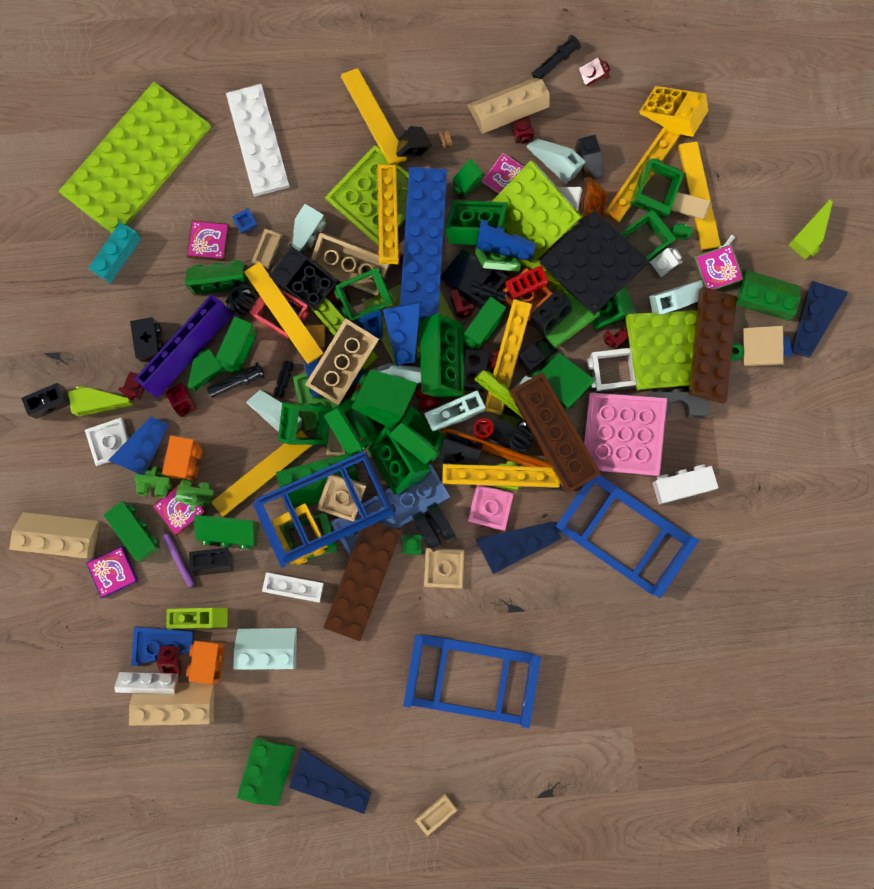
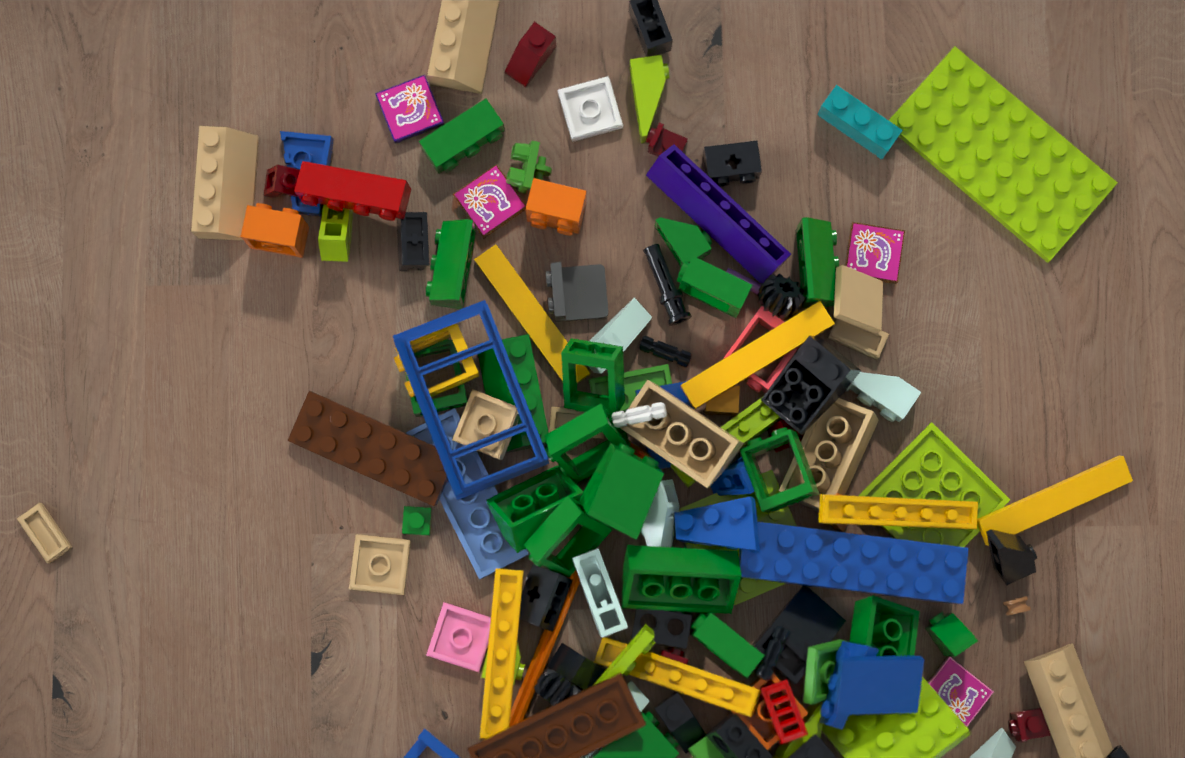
camera: 90 degrees right, 0 degrees up
(69, 486) = (530, 54): none -> dark red slope
(141, 446) = (578, 151): blue wing -> none
(146, 683) = (255, 151): white plate -> none
(174, 606) = (353, 191): none -> red brick
(178, 559) = (432, 192): medium lavender bar -> none
(180, 400) = (642, 207): dark red bracket -> none
(194, 496) = (502, 221): bright green hips -> none
(241, 248) = (858, 299): none -> tan tile
(243, 442) = (577, 292): none -> dark grey bracket
(245, 221) = (900, 305): blue plate -> none
(257, 140) = (1024, 329): white plate -> none
(265, 648) = (287, 311): light aqua slope -> none
(266, 771) = (123, 305): green slope -> none
(293, 587) = (369, 352): white plate -> none
(322, 781) = (100, 387): dark blue wing -> none
(330, 389) = (639, 415): none -> white axle
(426, 401) = (618, 553): red wheel -> none
(433, 527) = (433, 549): black wheel -> none
(458, 302) = (765, 609): dark red bracket -> none
(483, 425) = (574, 633): red wheel -> none
(505, 219) = (878, 685): none -> blue tile
(506, 654) = (262, 608): blue piece -> none
(512, 546) = (403, 666): dark blue wing -> none

